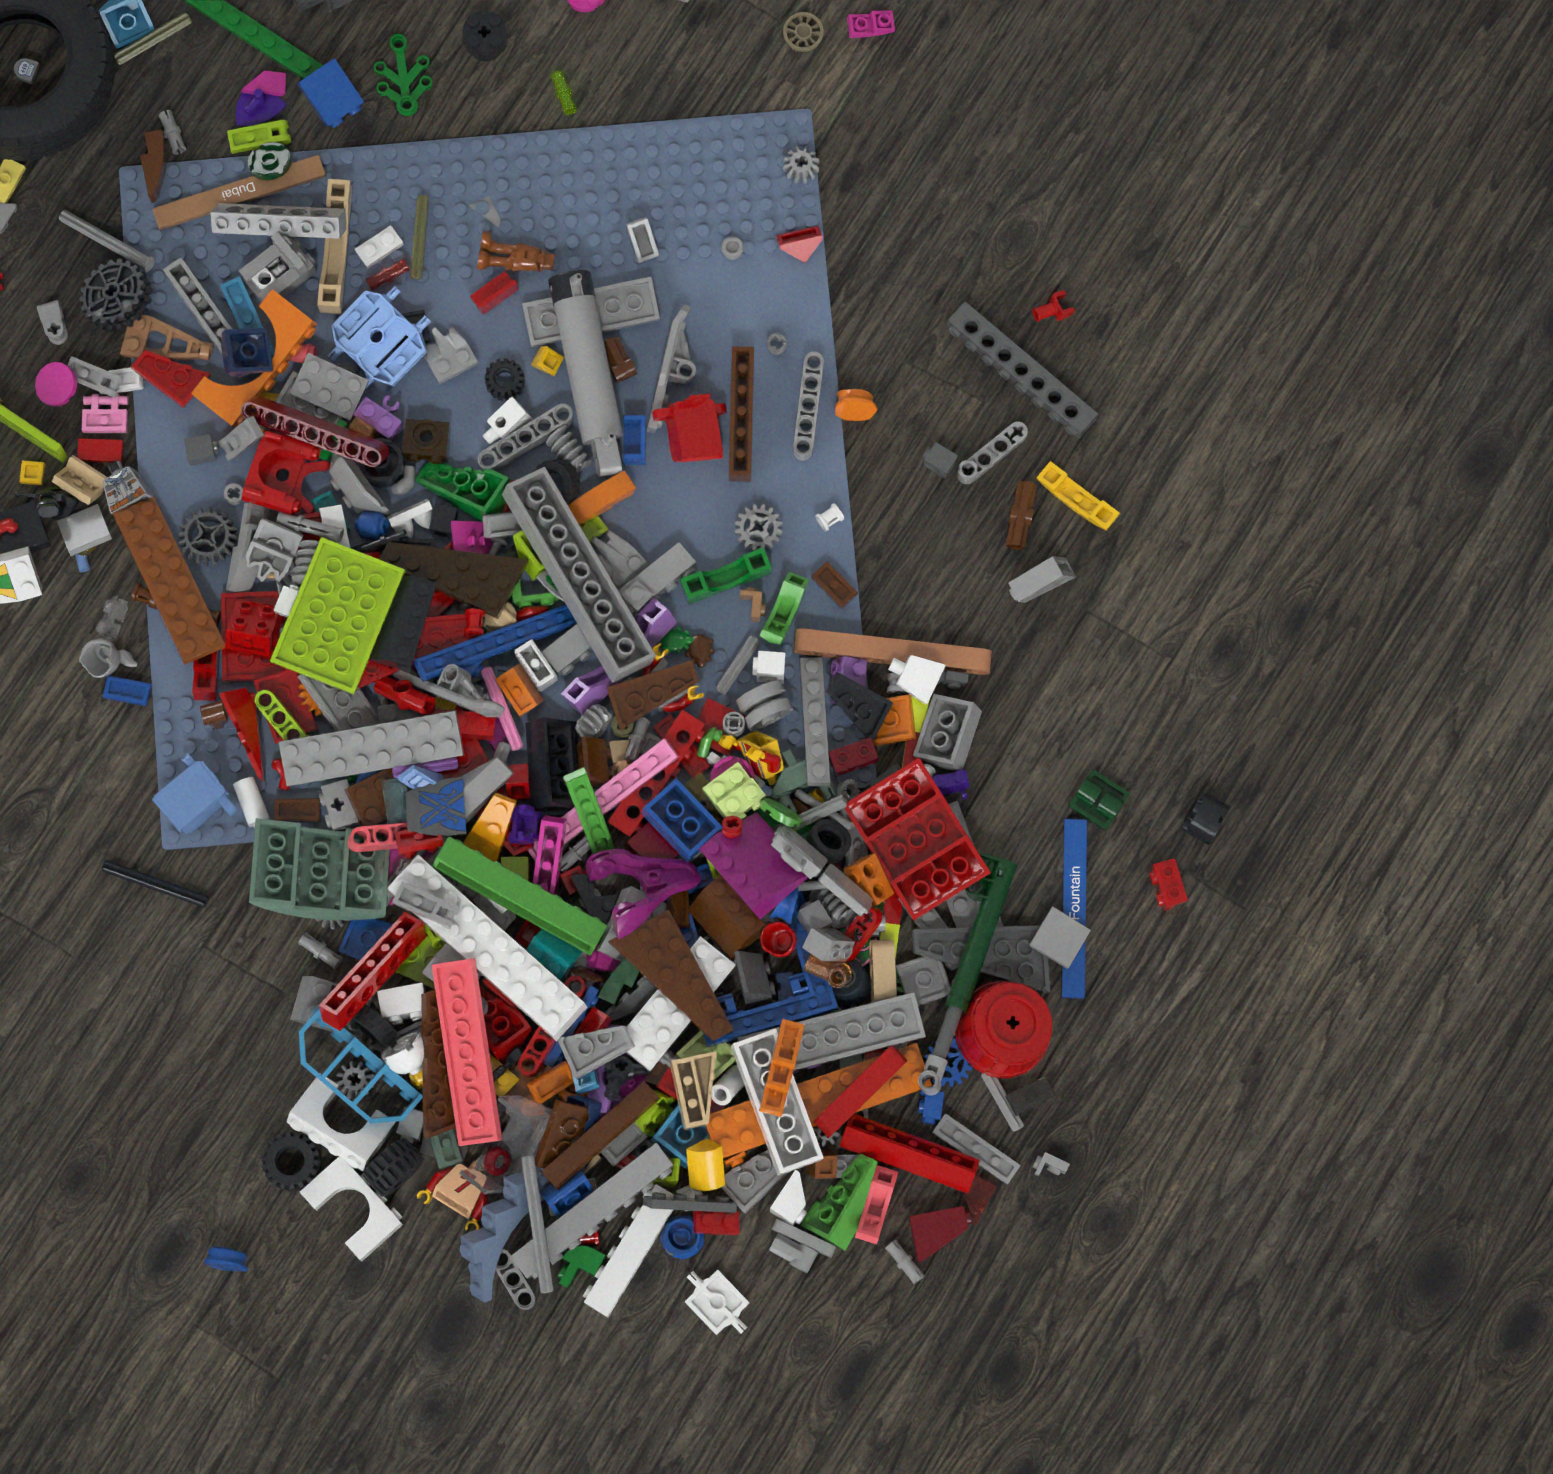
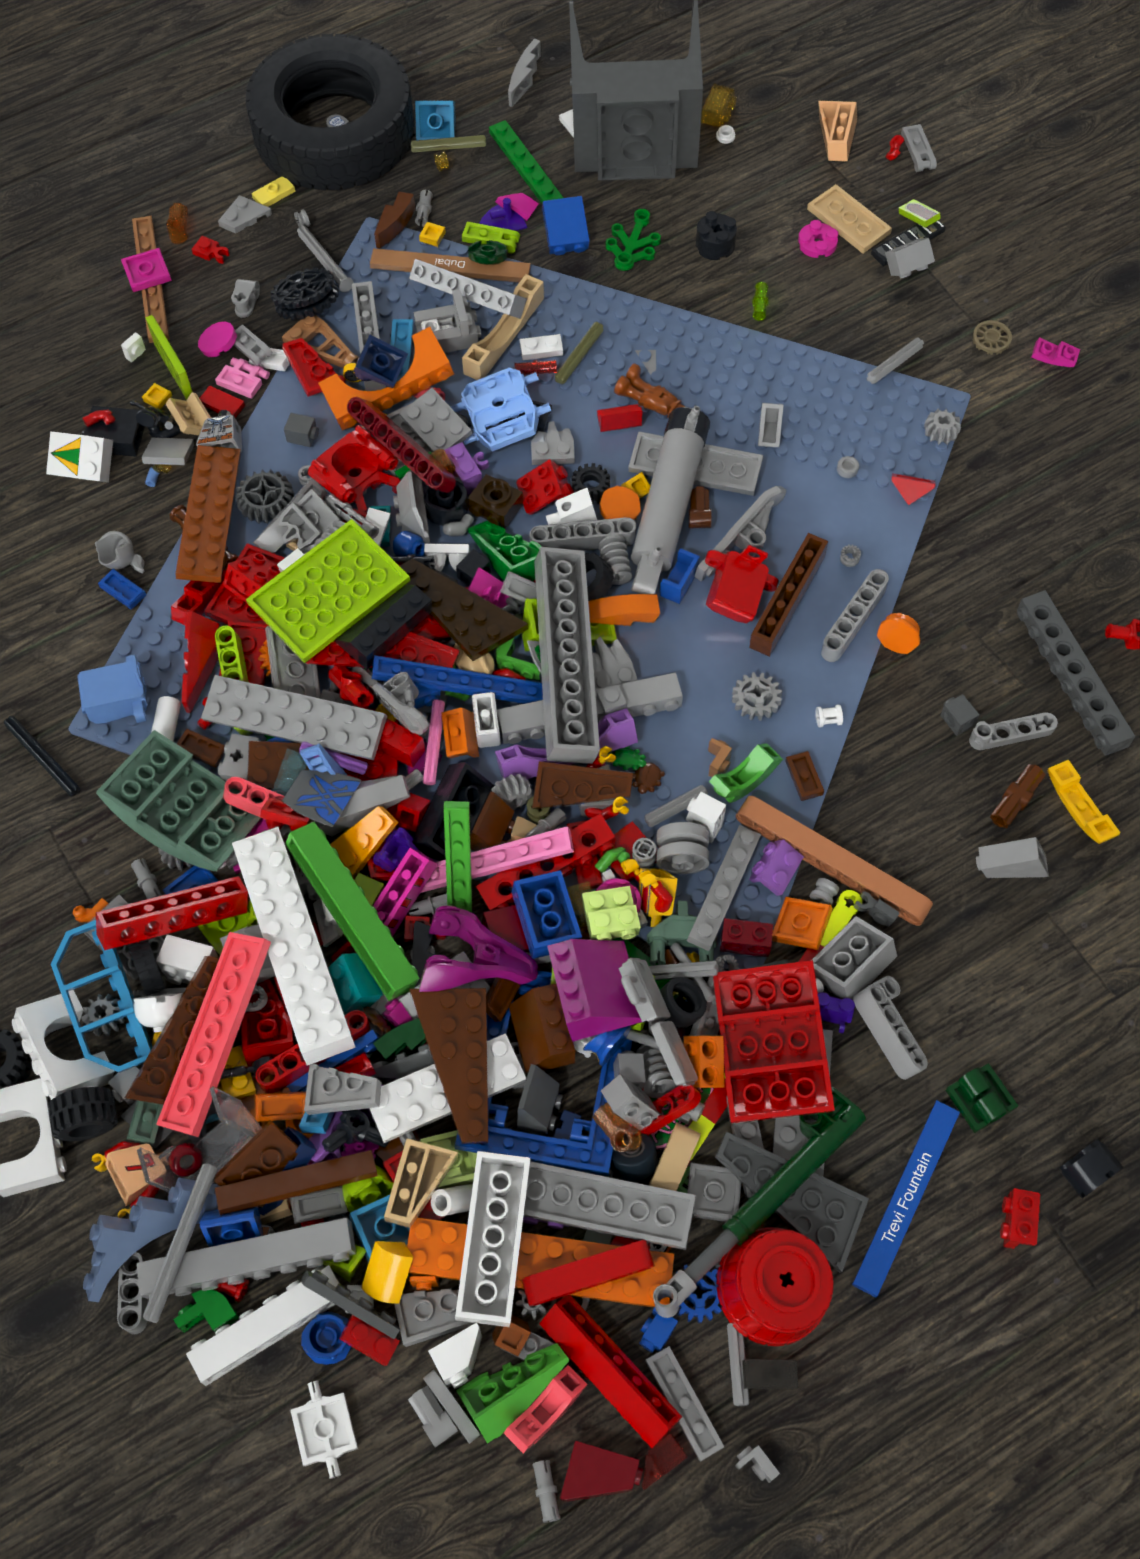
camera: 30 degrees right, 15 degrees down
(57, 203) = (302, 218): none -> light grey bush
(113, 610) = (152, 522): clear hinge -> none
(159, 65) = (441, 161): none -> clear yellow bush
(202, 164) = (432, 234): none -> yellow plate
(213, 362) = (349, 374): none -> tile
(214, 715) = (175, 630): reddish brown piece -> none
(241, 438) = (337, 429): light grey plate -> none
(287, 1003) = (86, 914): none -> orange arm
(425, 905) = (254, 870): light grey plate -> none
(464, 404) = (543, 486): none -> red bracket
(474, 621) = (449, 652): red bush -> none
(544, 391) = (619, 503): none -> orange hat
(710, 583) = (730, 724): green arch -> none
(724, 105) = (895, 360): none -> light grey axle
(732, 826) = (590, 939): red bush -> none
(778, 939) = (582, 1073): red hair -> none
(781, 813) = (646, 950): bright green tile -> none
(781, 1067) = (513, 1201): orange slope -> none
(860, 704) = (777, 889): black wing -> none
(917, 676) = (847, 889): white torso -> none
(1000, 777) = (889, 1028): none -> light grey beam
(1059, 937) = (878, 1218): light grey tile -> none

